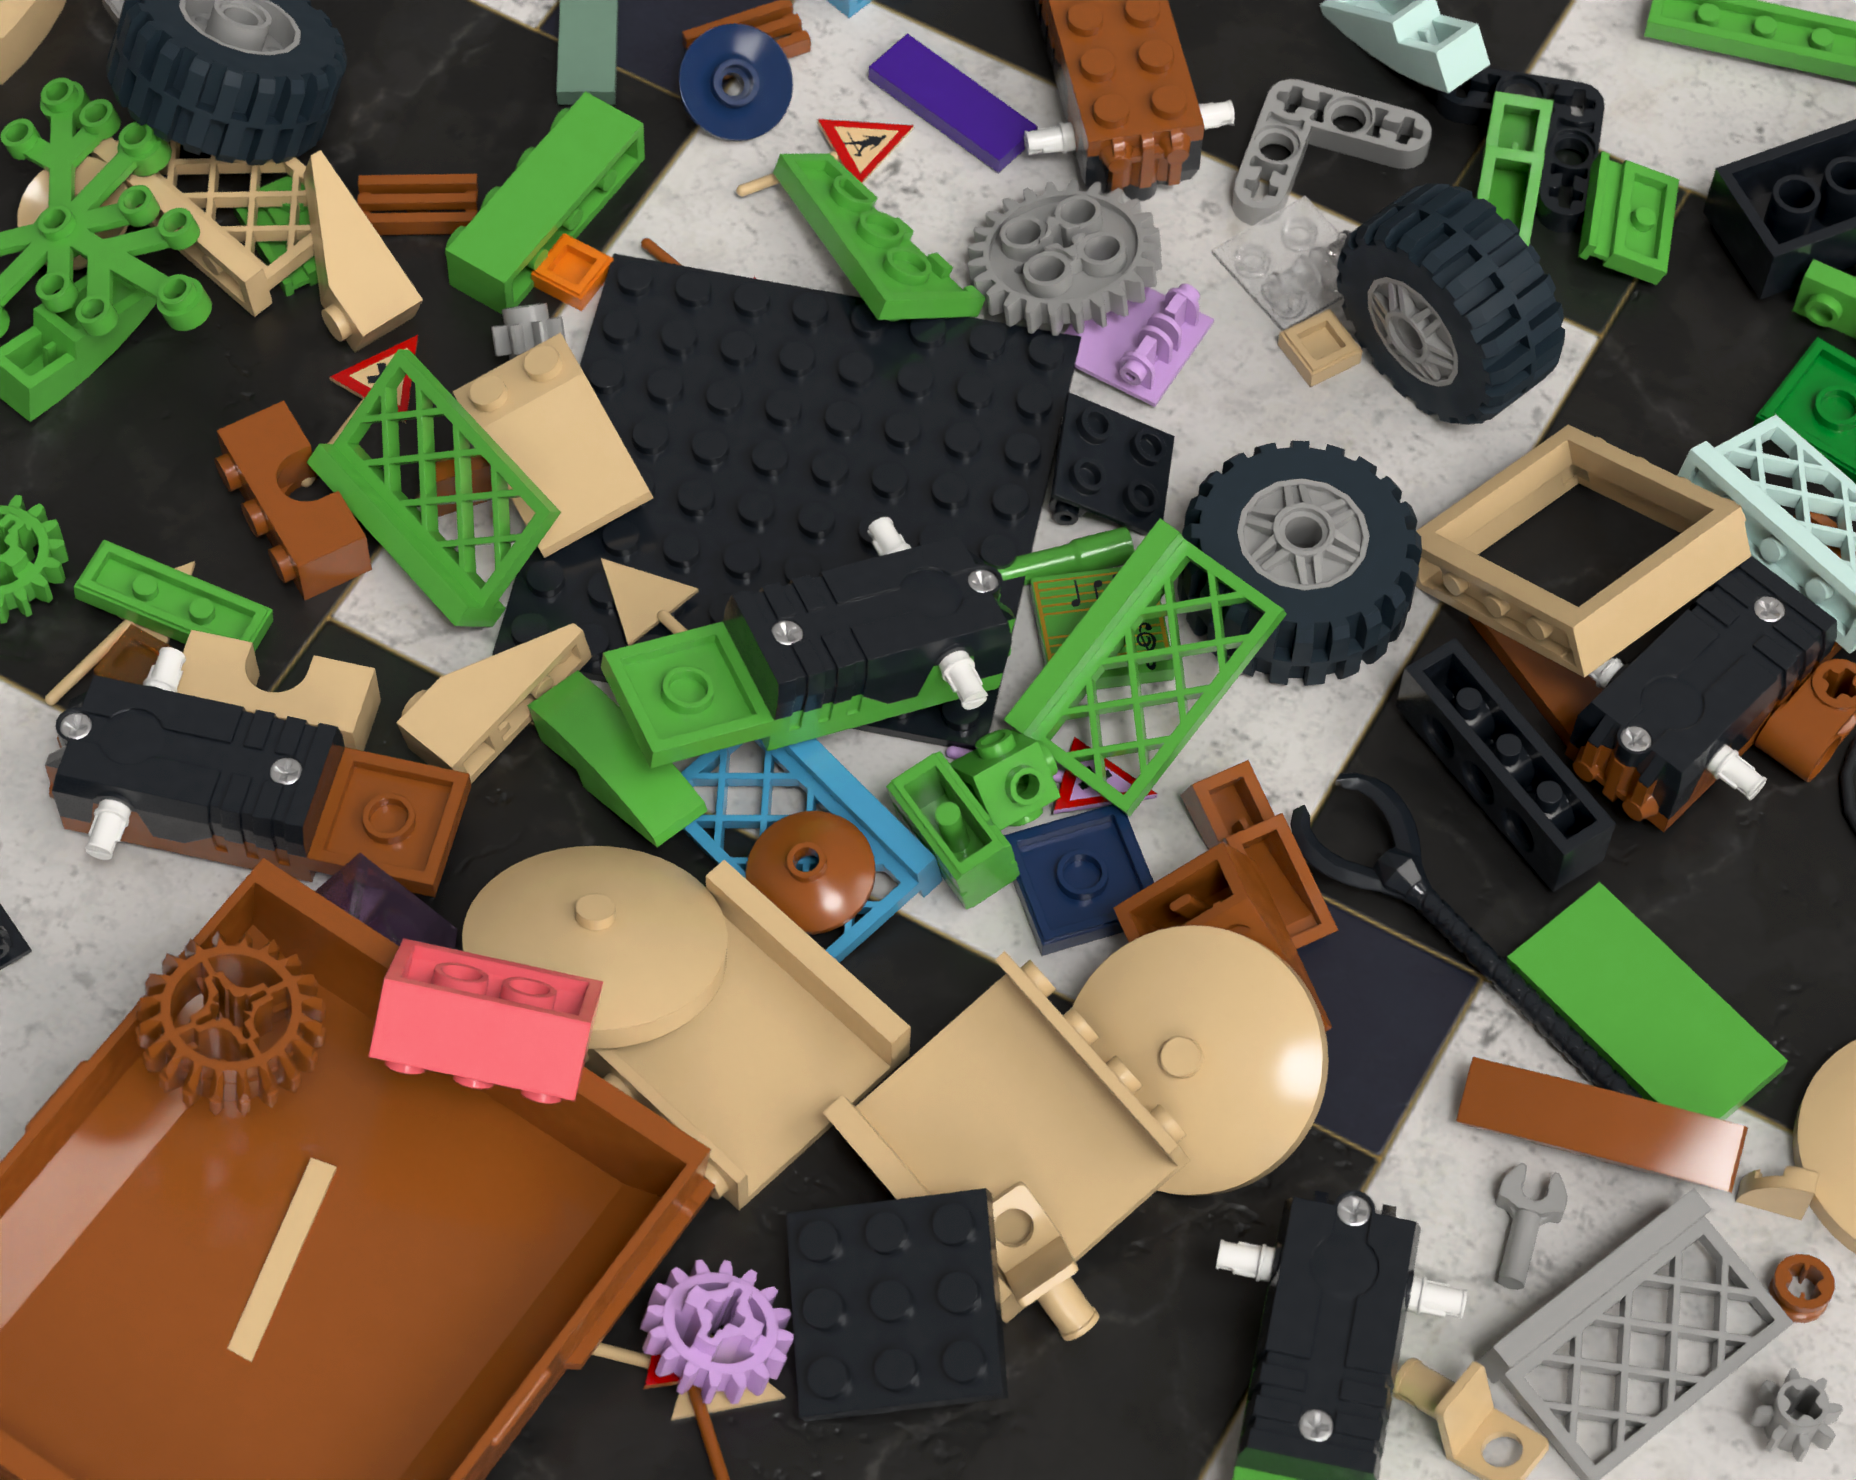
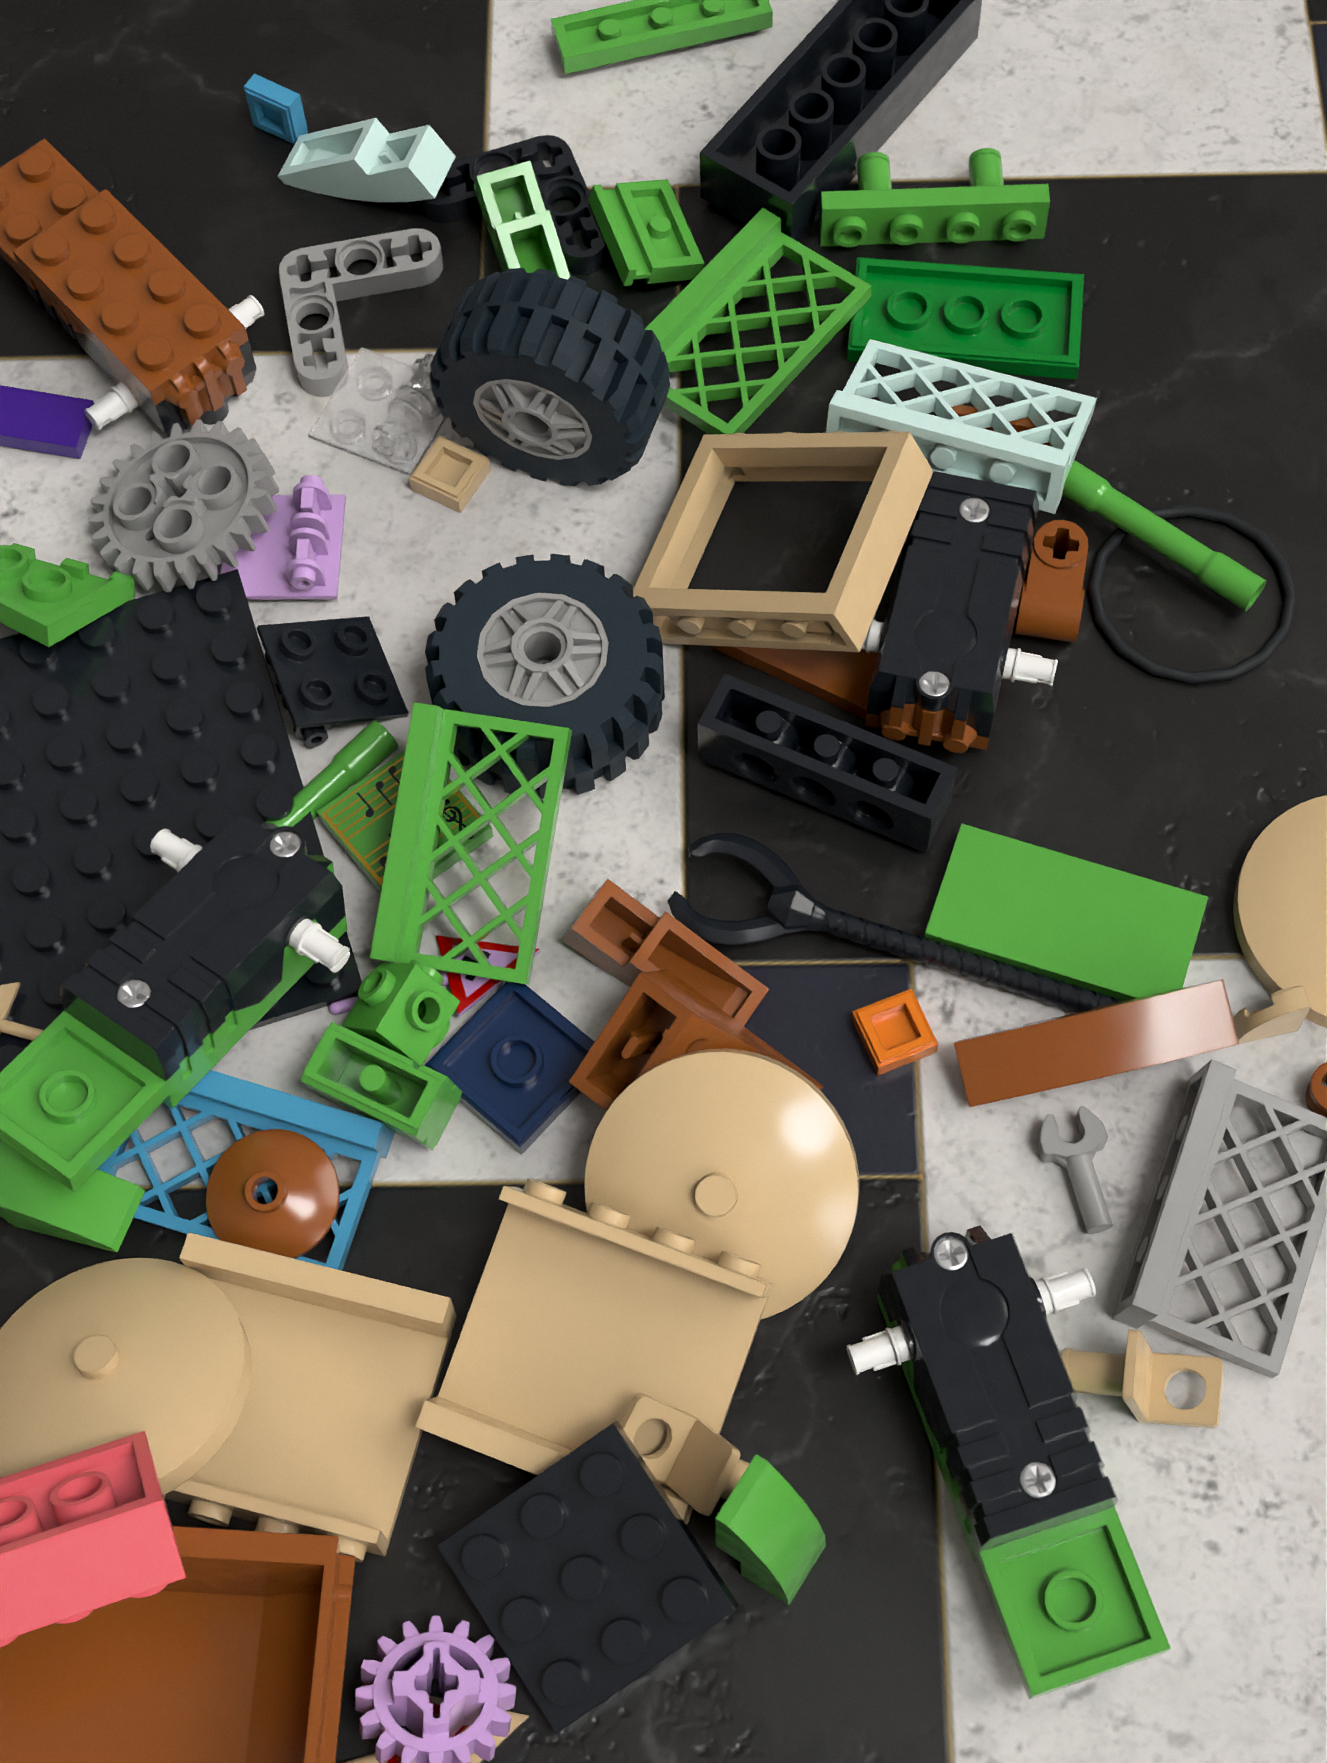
camera: 25 degrees left, 5 degrees up
(1066, 1345) = (769, 1531): none -> bright green slope
(1429, 1026) = (894, 1032): none -> orange tile
(1656, 305) = (715, 292): none -> bright green fence

